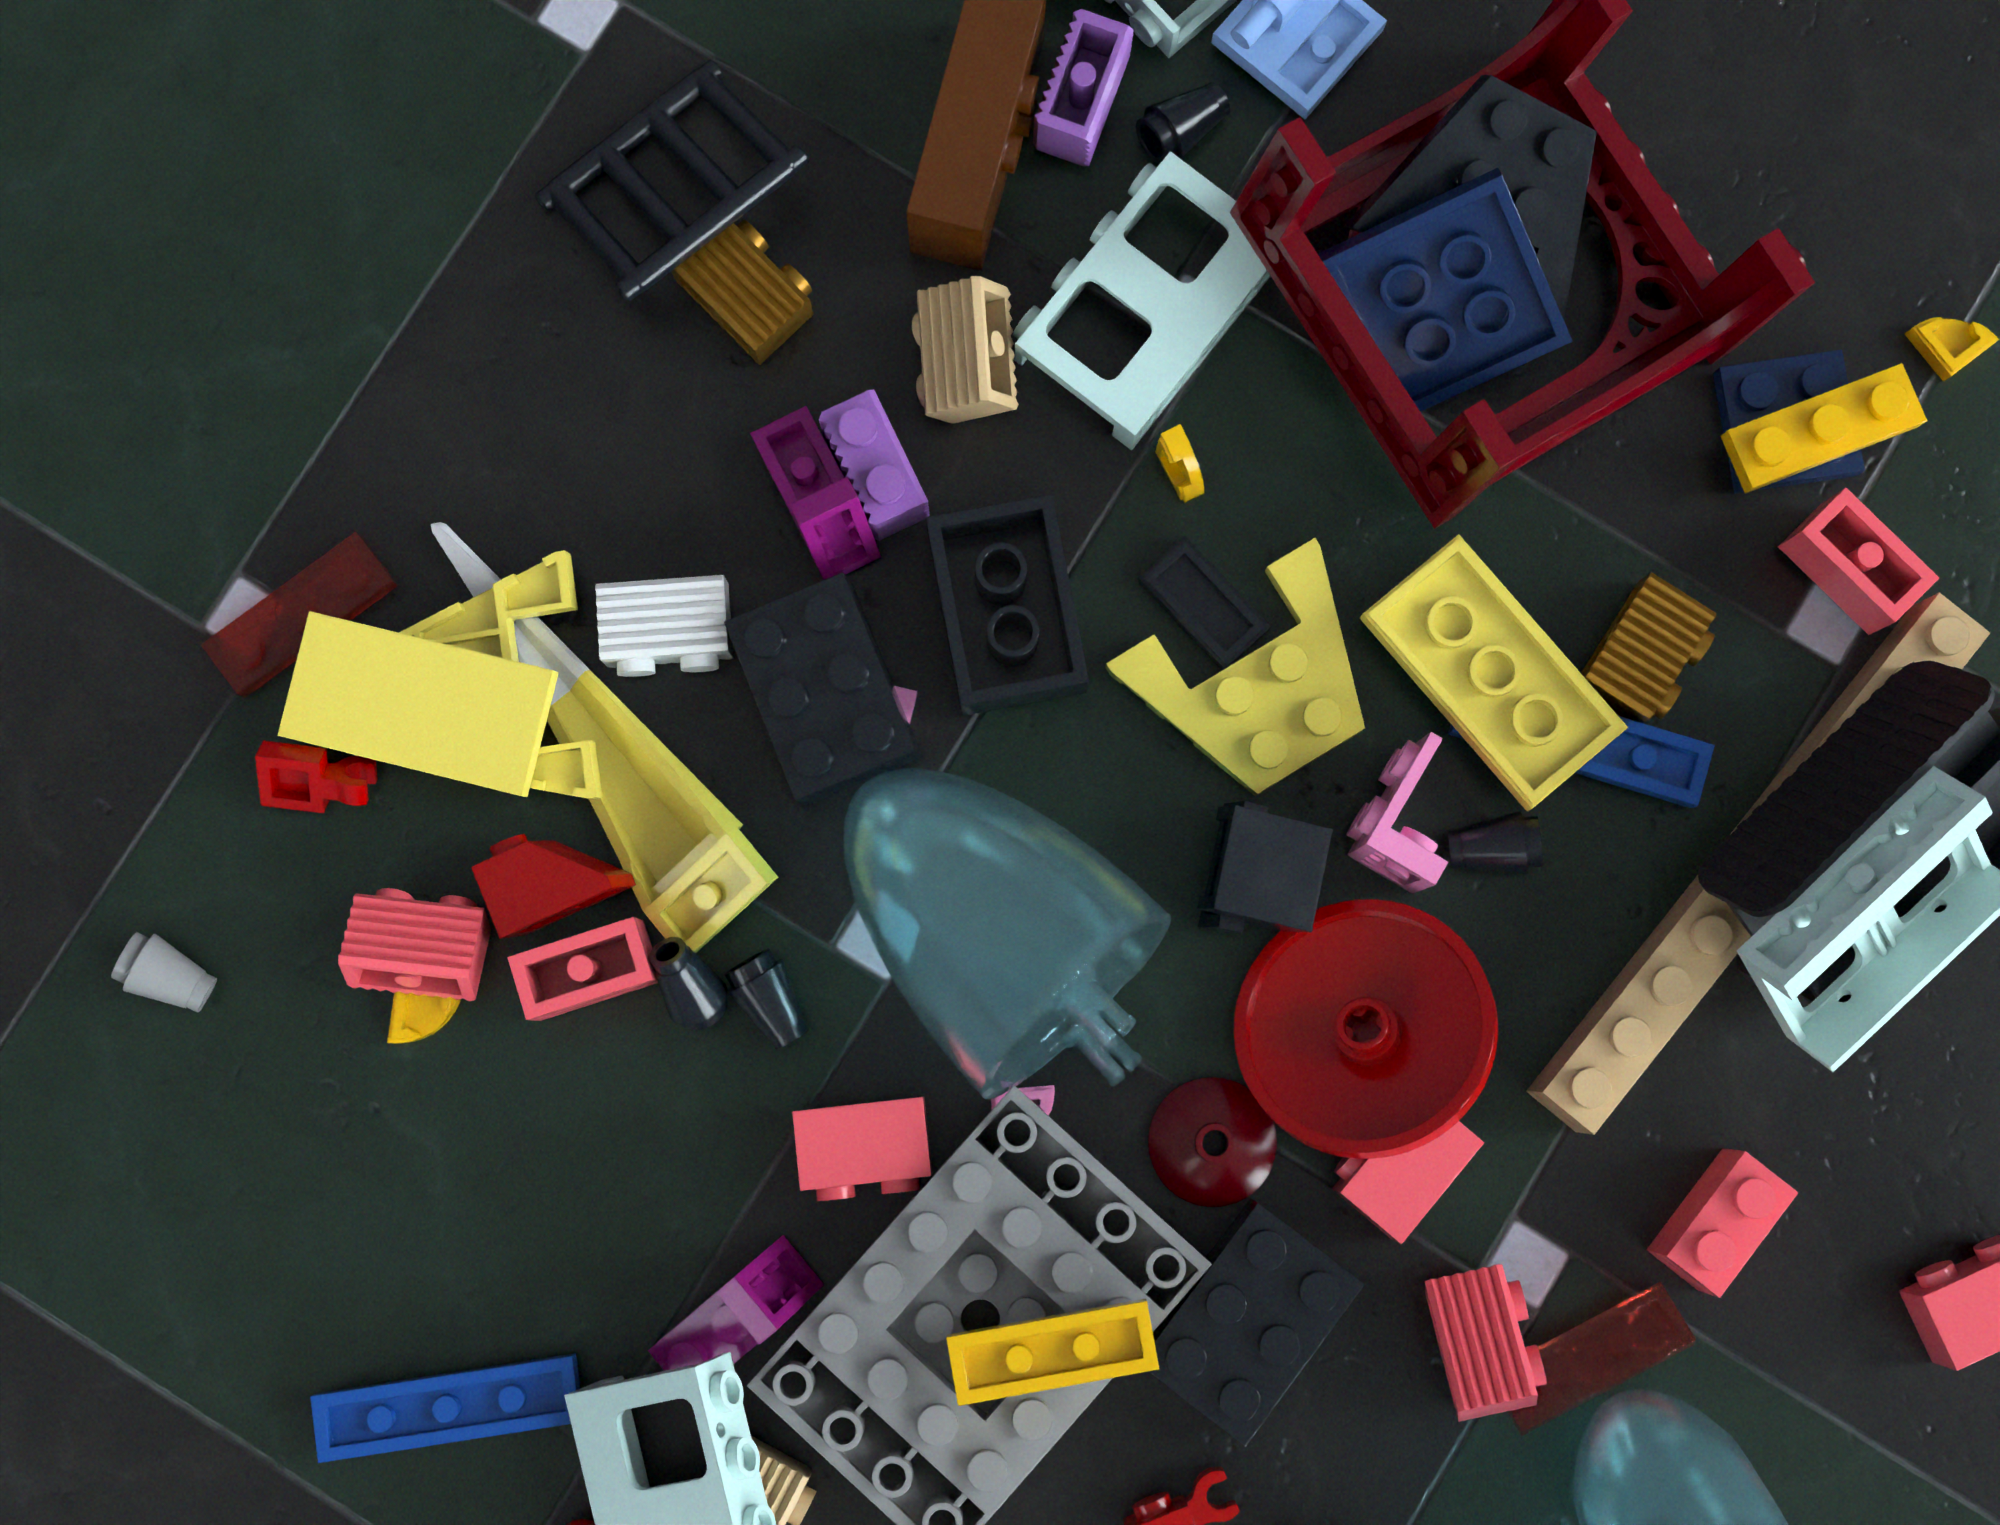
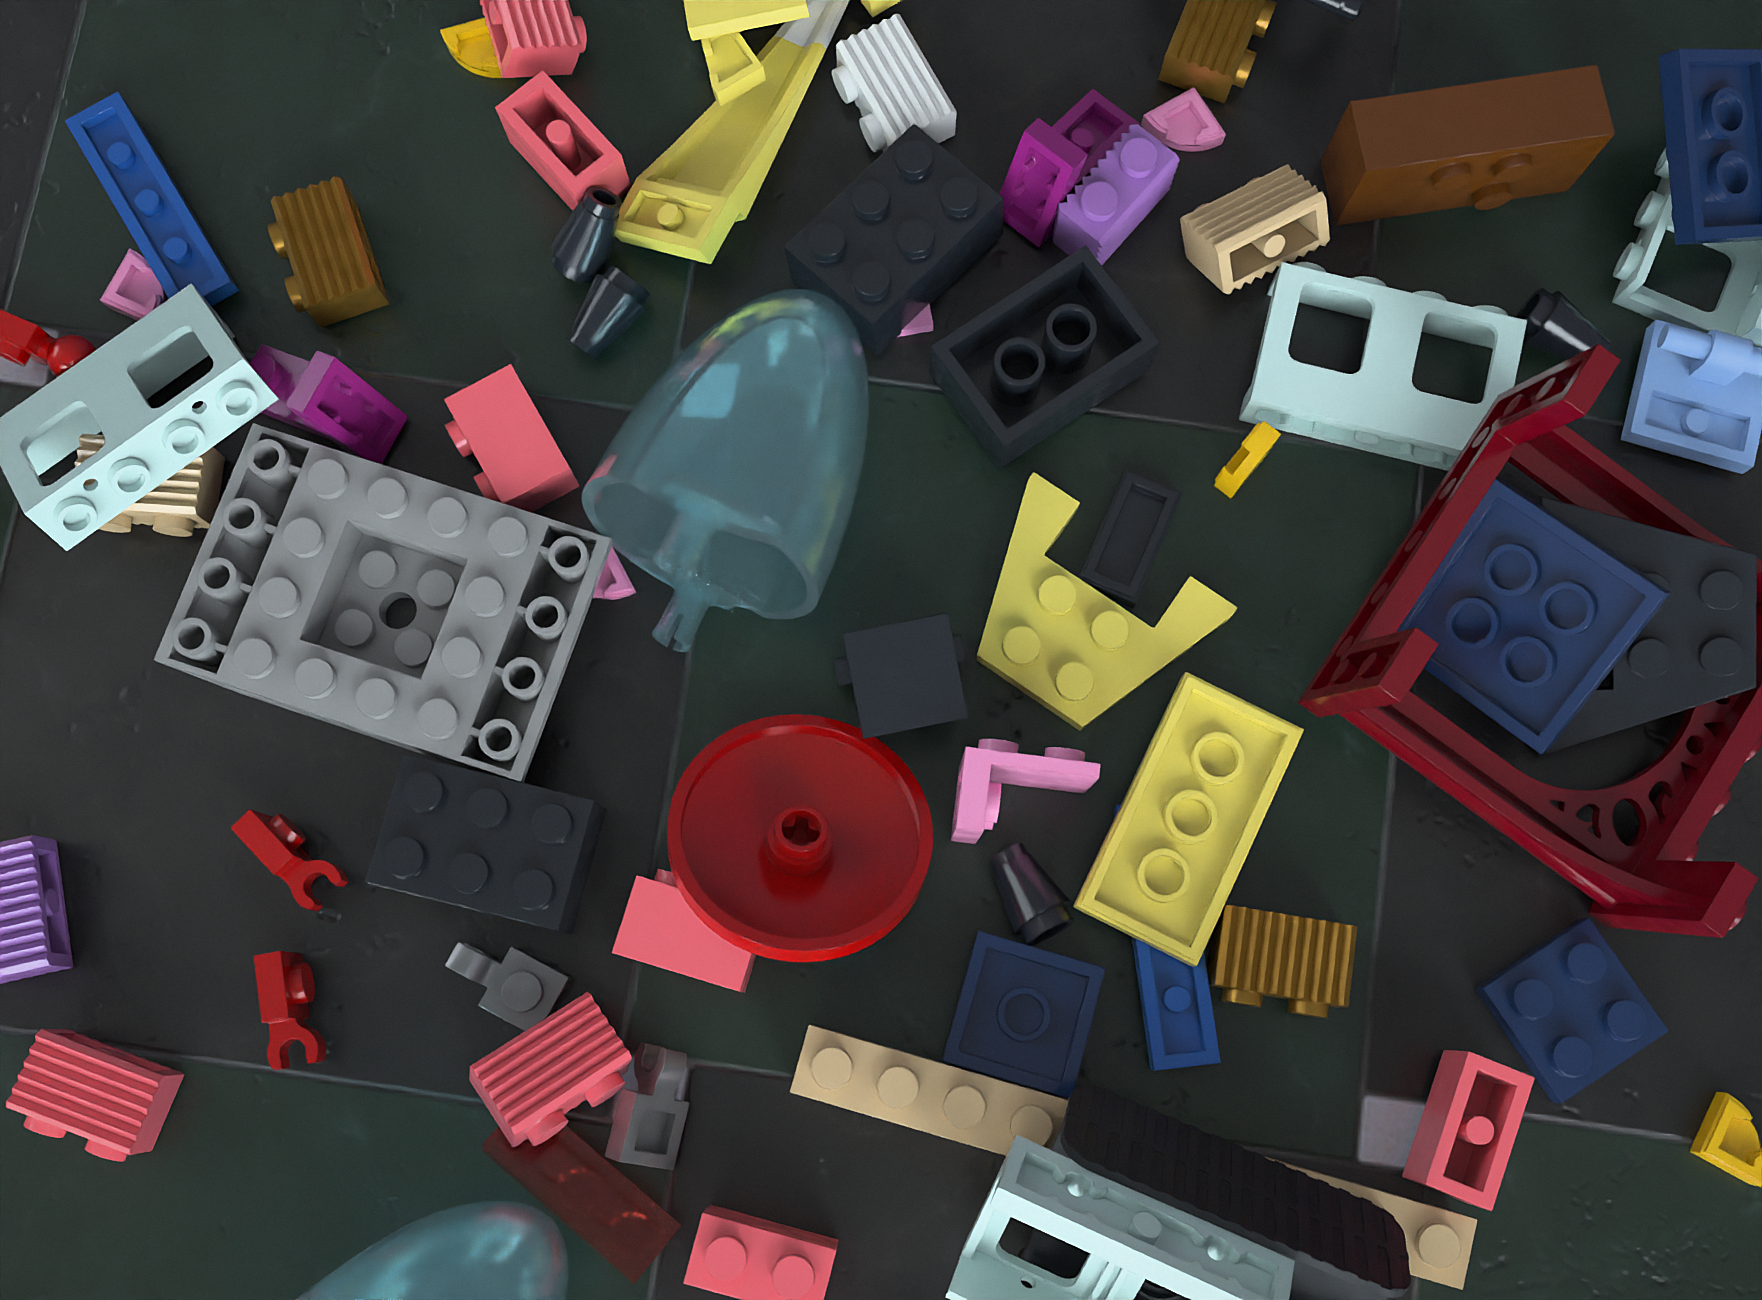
camera: 70 degrees right, 5 degrees down
(531, 1455) = (134, 288): none -> bright pink tile
(542, 883) = (622, 86): red slope -> none
(583, 1248) = (327, 252): none -> pearl gold brick
(818, 361) = (1184, 123): none -> bright pink tile
(1052, 1352) = (377, 661): yellow plate -> none
(1082, 87) = (1545, 224): medium lavender brick -> none
(1178, 1135) = (647, 784): dark red dish -> none
(1386, 1345) = (517, 989): none -> flat silver plate
(1554, 1268) = (651, 1119): none -> flat silver plate
(1600, 898) = (1024, 1014): none -> dark blue plate
(1823, 428) = (1583, 1040): yellow plate -> none

